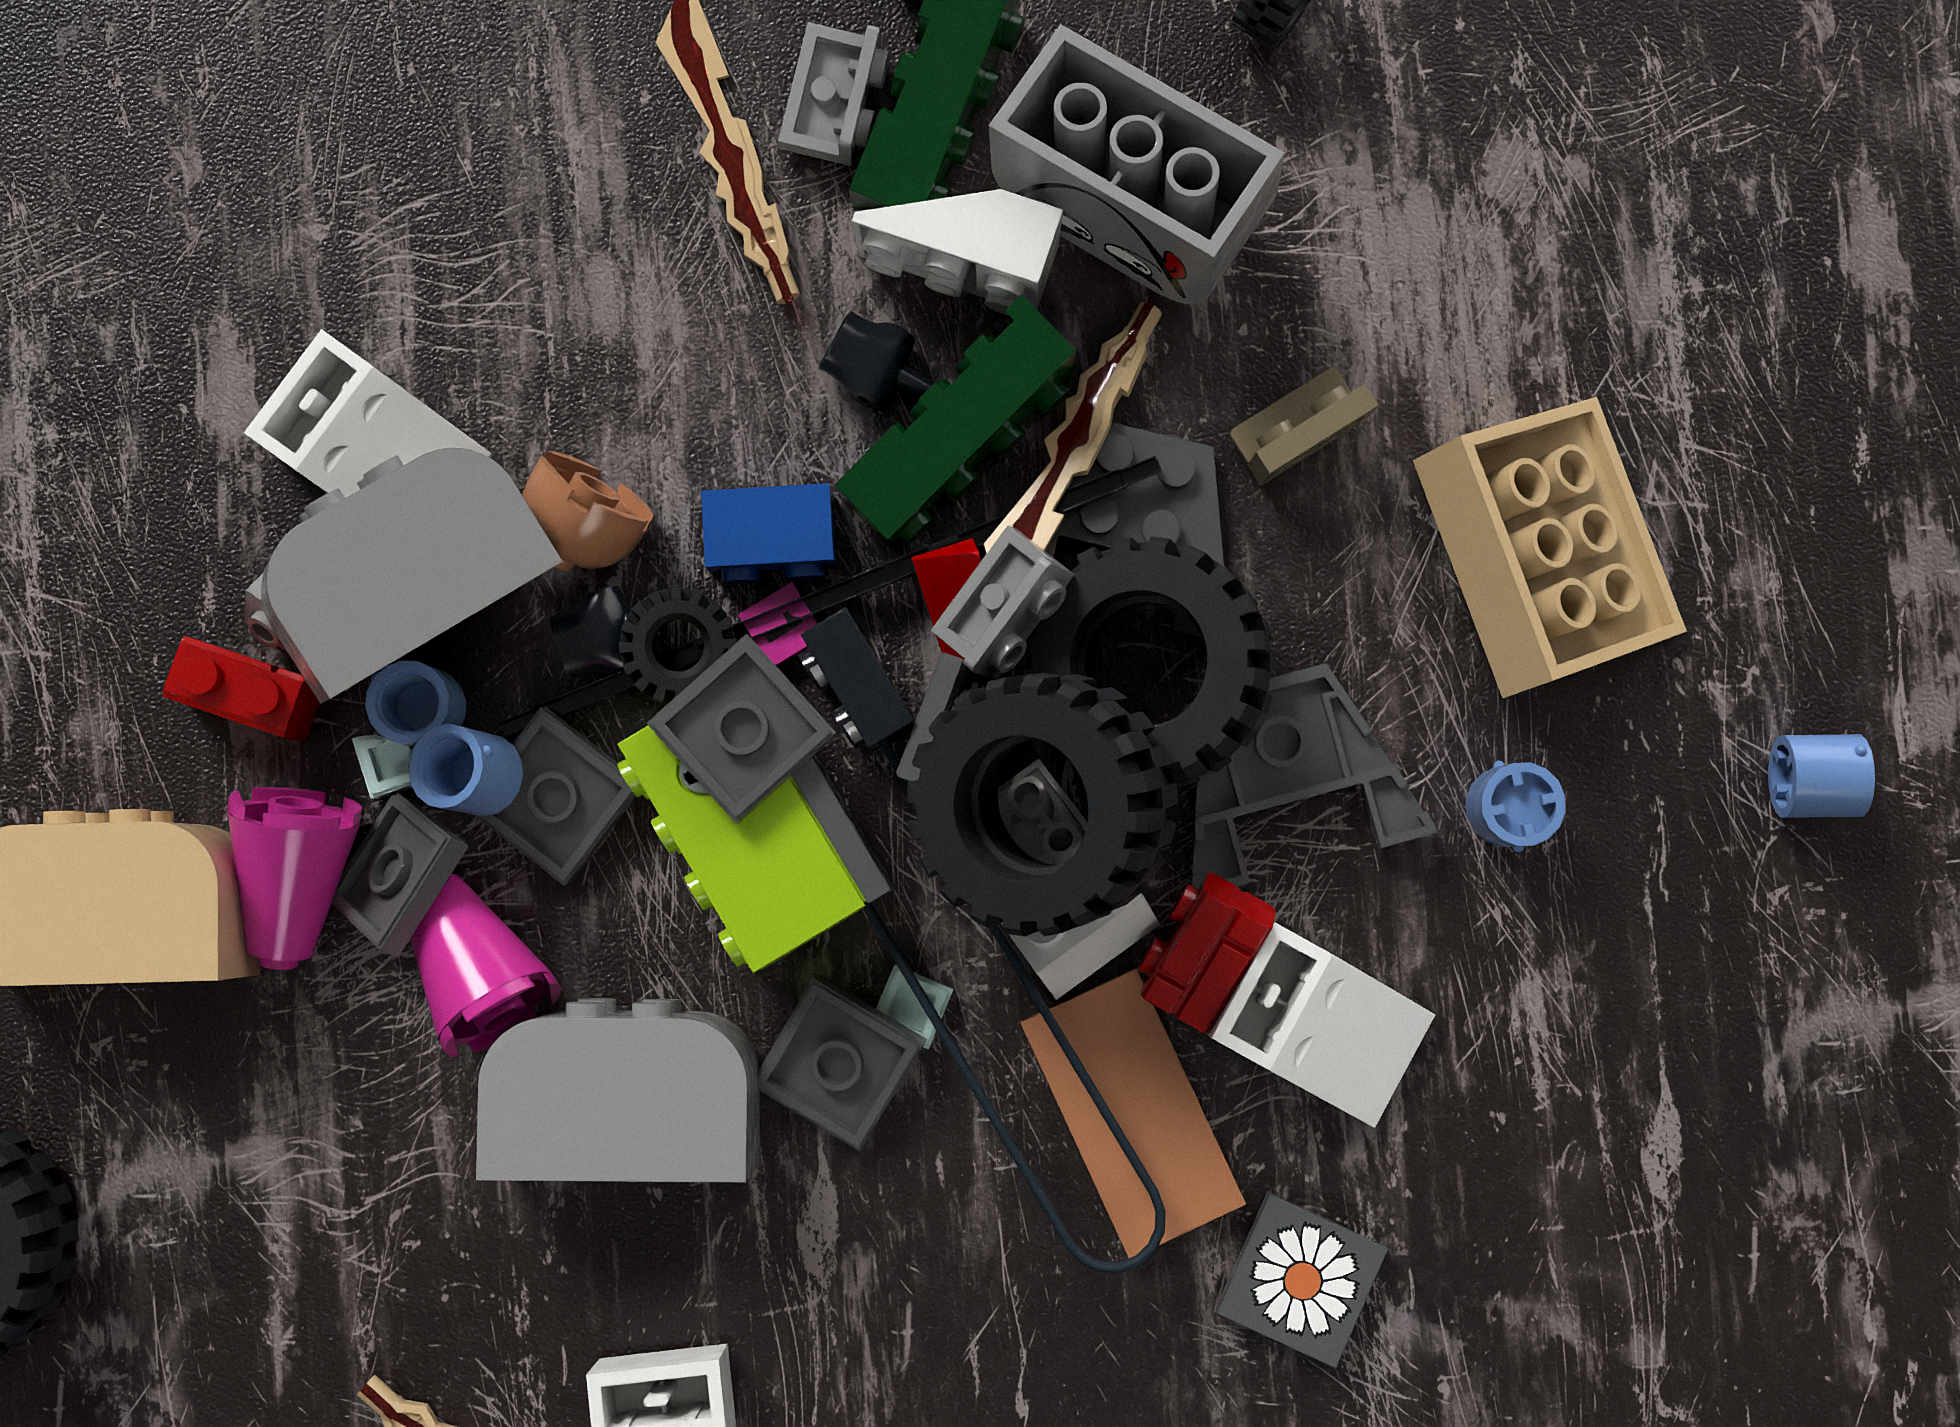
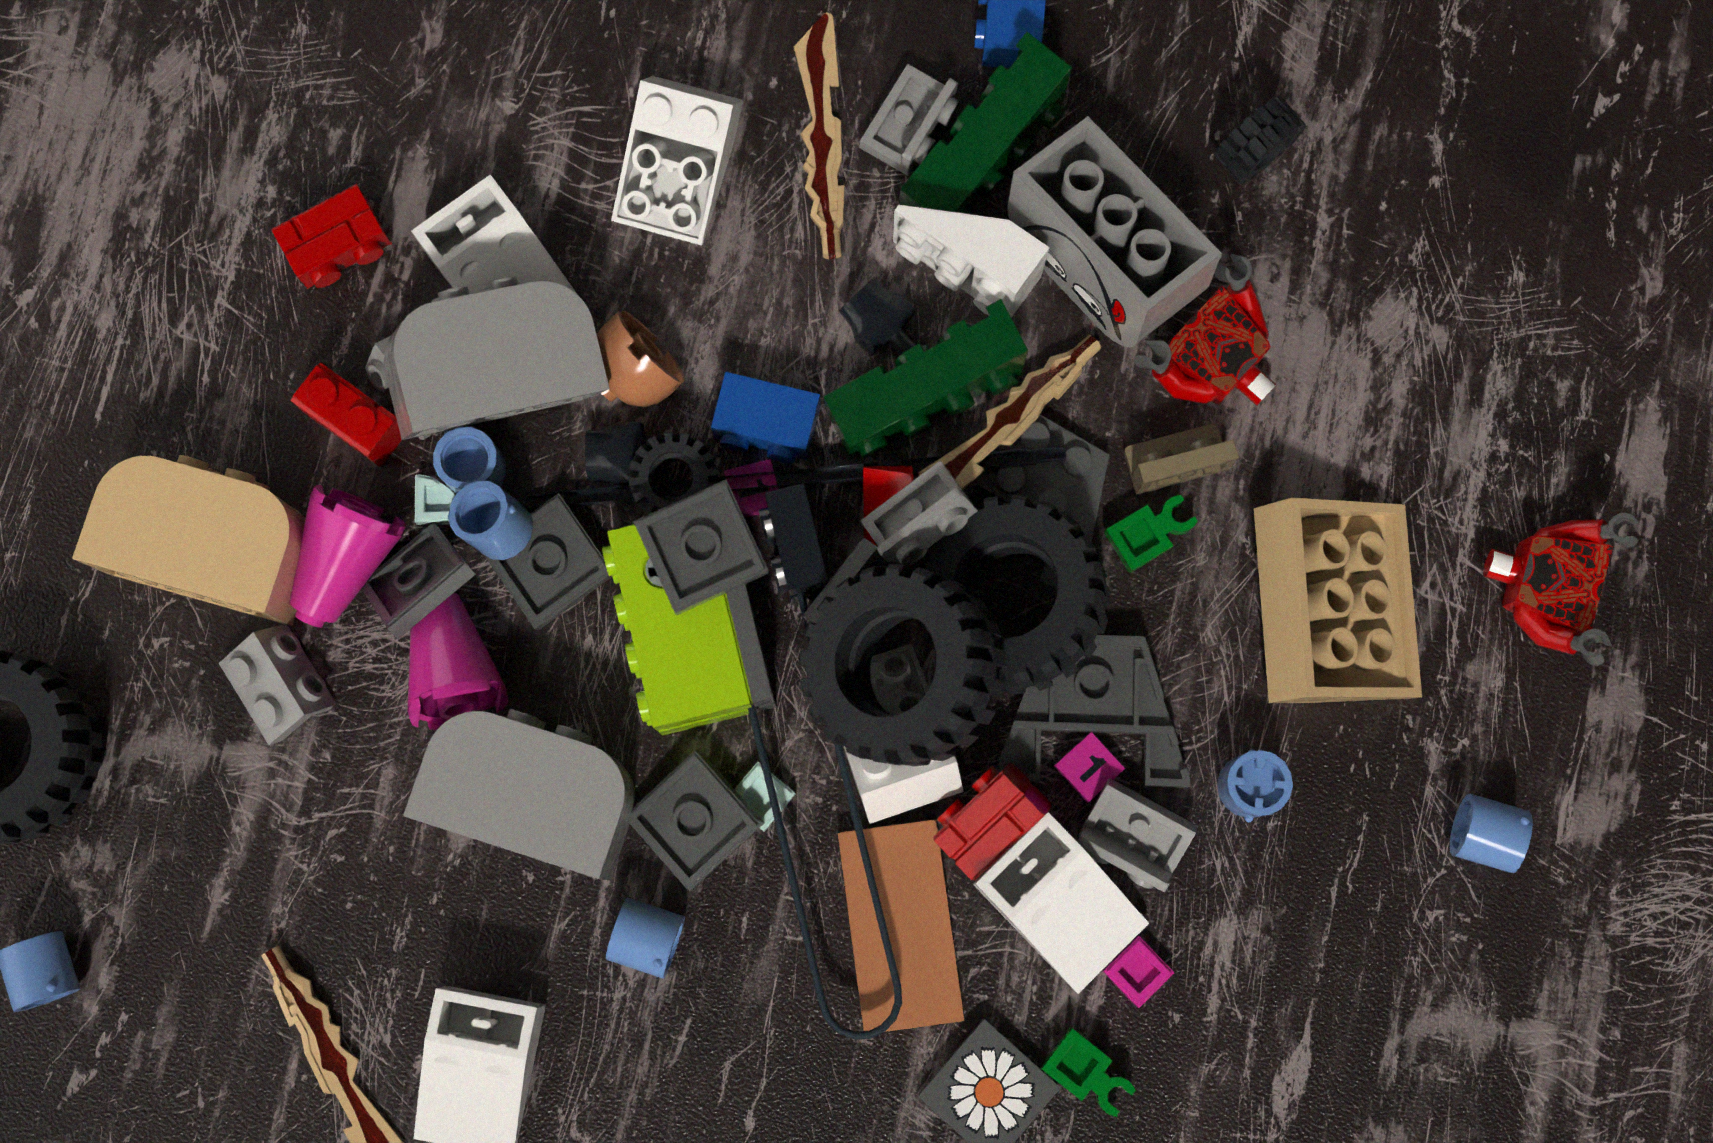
camera: 15 degrees right, 5 degrees down
(147, 469) = (332, 238): none -> red brick
(263, 1052) = (276, 682): none -> light grey bracket
(551, 233) = (675, 158): none -> white slope
(824, 1227) = (645, 937): none -> medium blue piece
(1287, 535) = (1144, 536): none -> green plate
(1304, 845) = (1089, 767): none -> dark pink tile
(1307, 268) = (1217, 345): none -> torso
(1387, 913) = (1135, 835): none -> light grey bracket
(1407, 1217) = (1081, 1068): none -> green plate
(1439, 1077) = (1138, 971): none -> dark pink tile
(1815, 437) = (1559, 582): none -> torso

